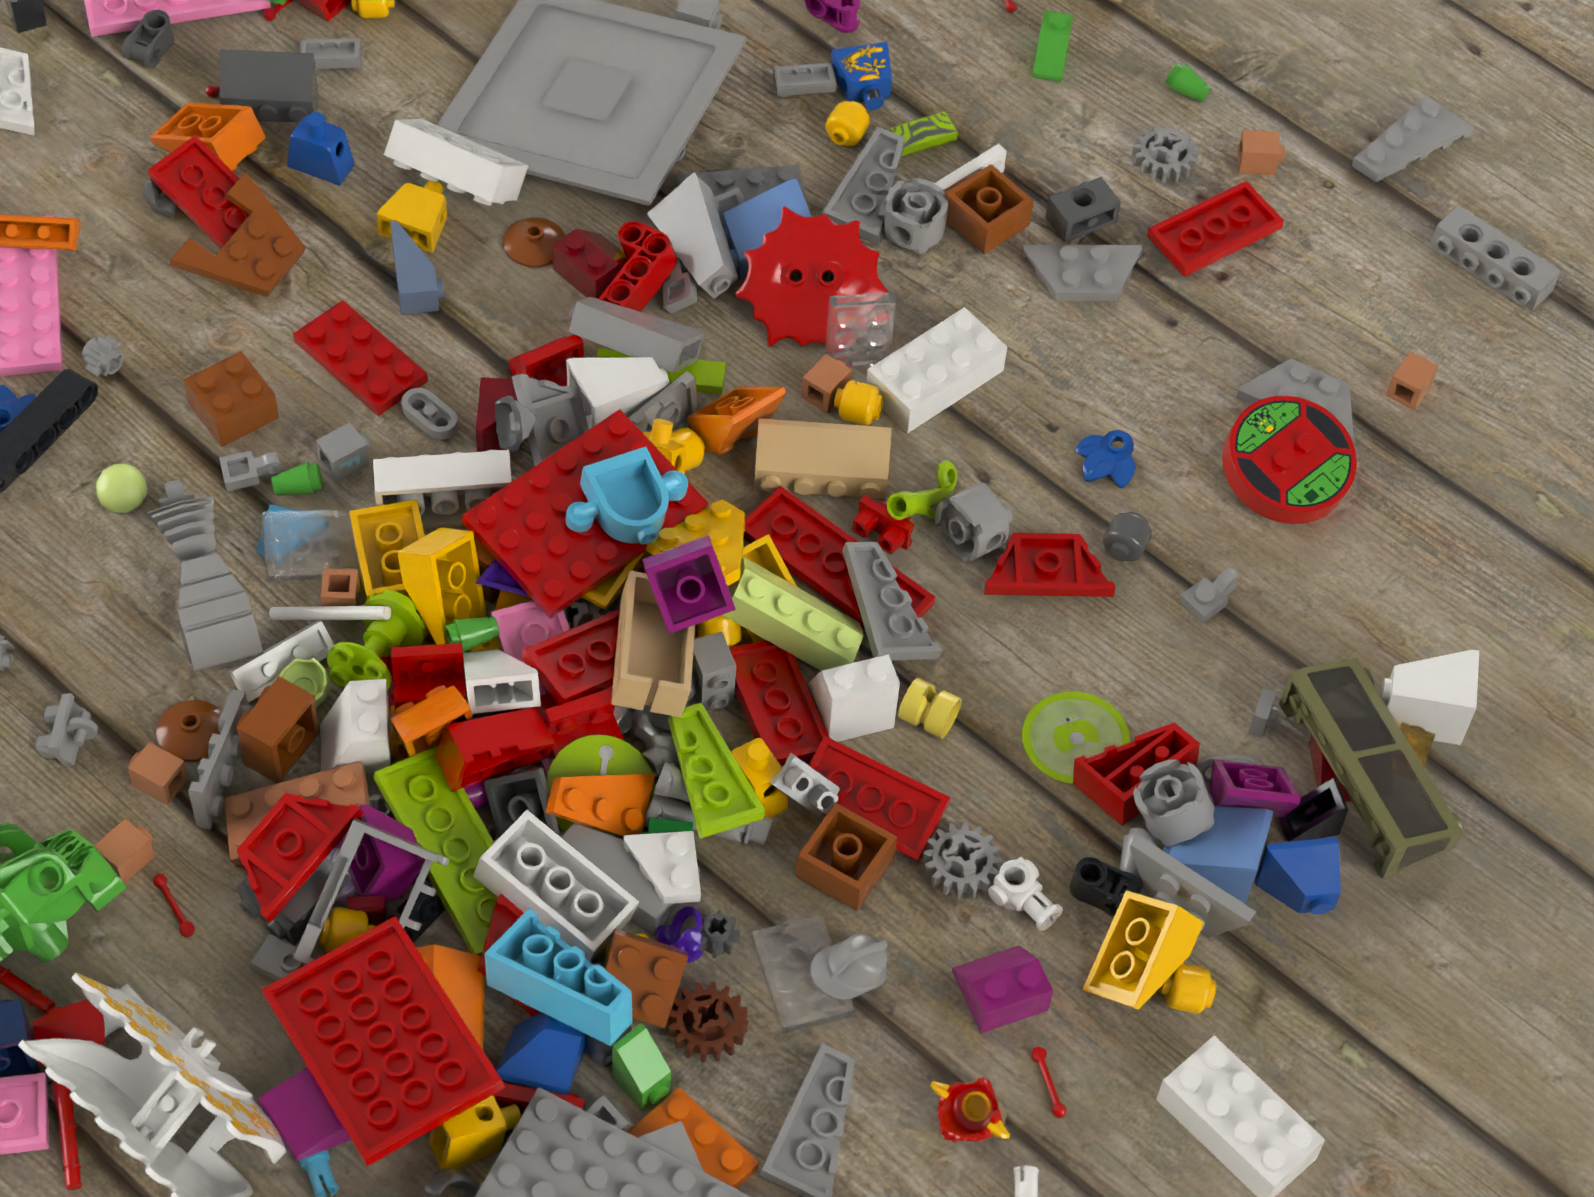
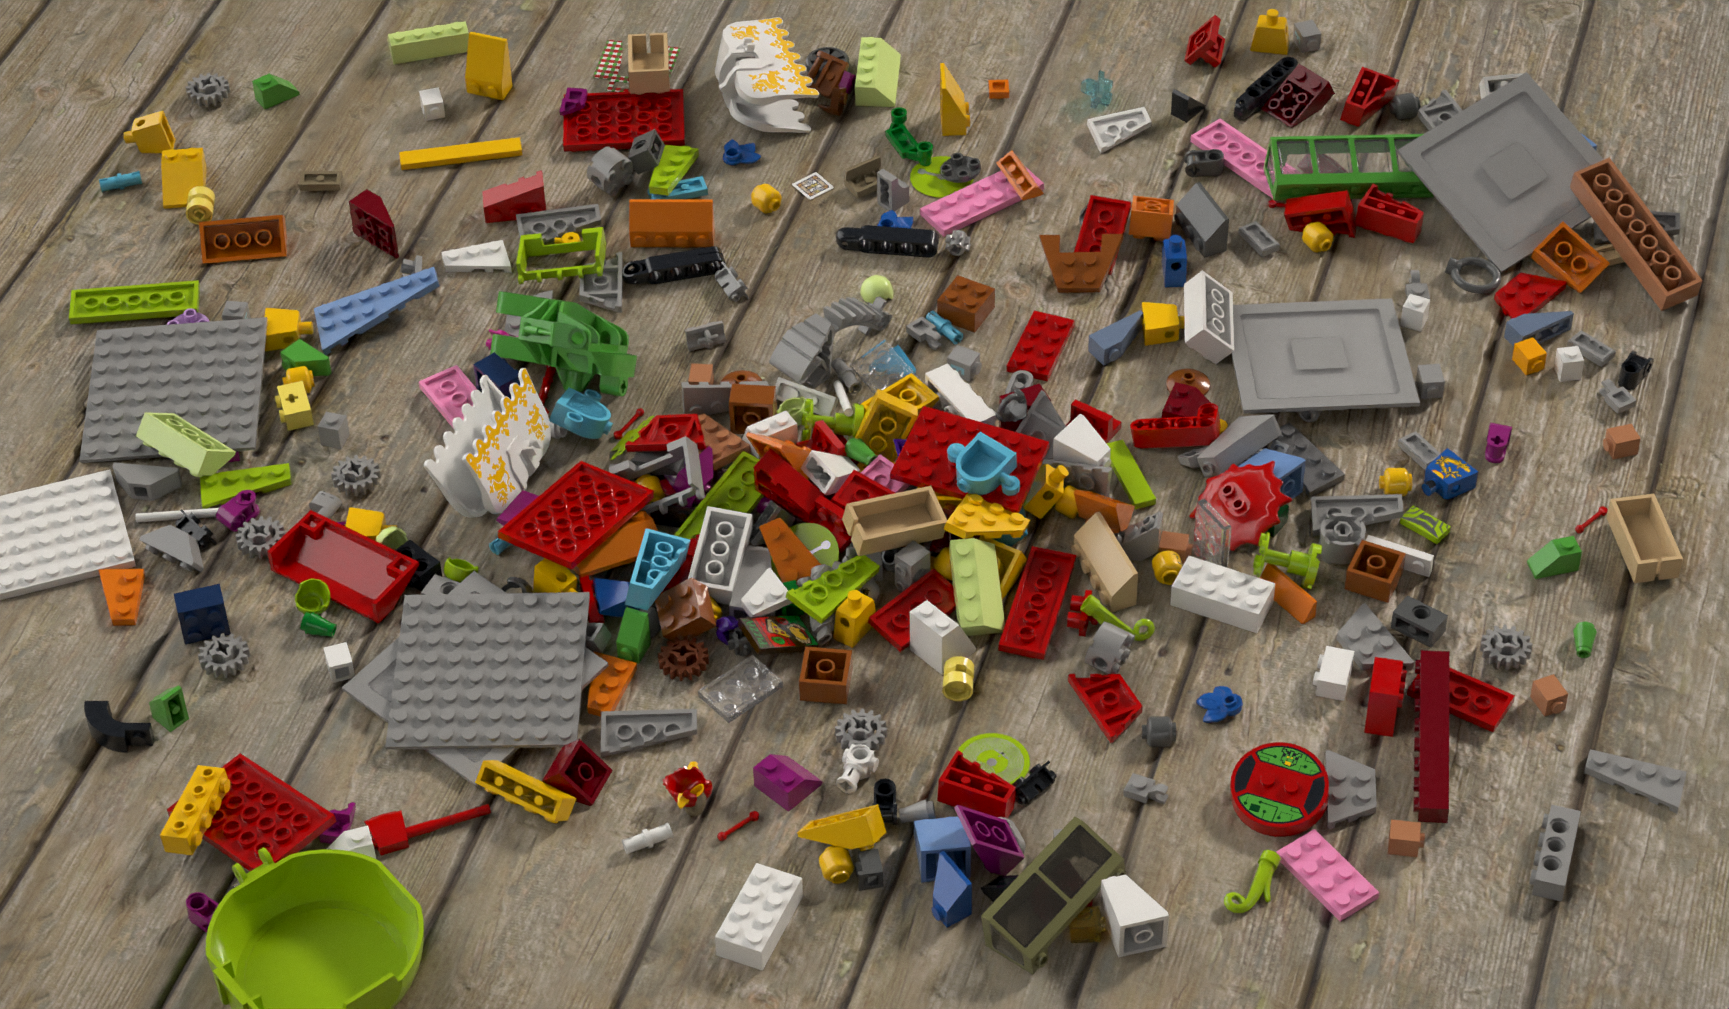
camera: 70 degrees right, 10 degrees down
(127, 849) = (645, 388): nougat brick -> none
(134, 953) = (582, 414): none -> medium azure piece
(203, 912) = (627, 437): none -> lime piece
(256, 442) = (944, 327): none -> medium azure pin
(273, 594) = (846, 375): none -> light grey pin
(298, 480) = (932, 355): bright green cone -> none
(340, 588) = (859, 392): nougat brick -> none
(636, 333) = (1131, 443): light grey slope -> none
(688, 584) = (932, 507): magenta slope -> none
(736, 883) = (777, 634): none -> tile
(806, 393) = (1143, 538): none -> light grey slope
(806, 786) = (855, 633): light grey hips -> none
(850, 967) = (755, 706): light grey piece -> none
(882, 796) = (875, 673): red plate -> none
(885, 607) = (1013, 629): light grey wing -> none
(945, 267) = (1295, 562): none -> lime piece
(987, 304) = (1290, 595): none -> orange slope
(1123, 324) = (1334, 673): none -> white brick
(1139, 703) = (1038, 776): none -> black hinge
(1174, 802) = (944, 795): light grey brick -> none
(1179, 885) = (895, 838): light grey wing -> none
(1187, 290) = (1385, 696): none -> red wedge
(1215, 952) = (869, 870): none -> dark grey brick
(1280, 278) = (1433, 737): none -> dark red brick
(1421, 554) = (1261, 884): none -> lime plant
(1426, 479) = (1327, 875): none -> bright pink plate

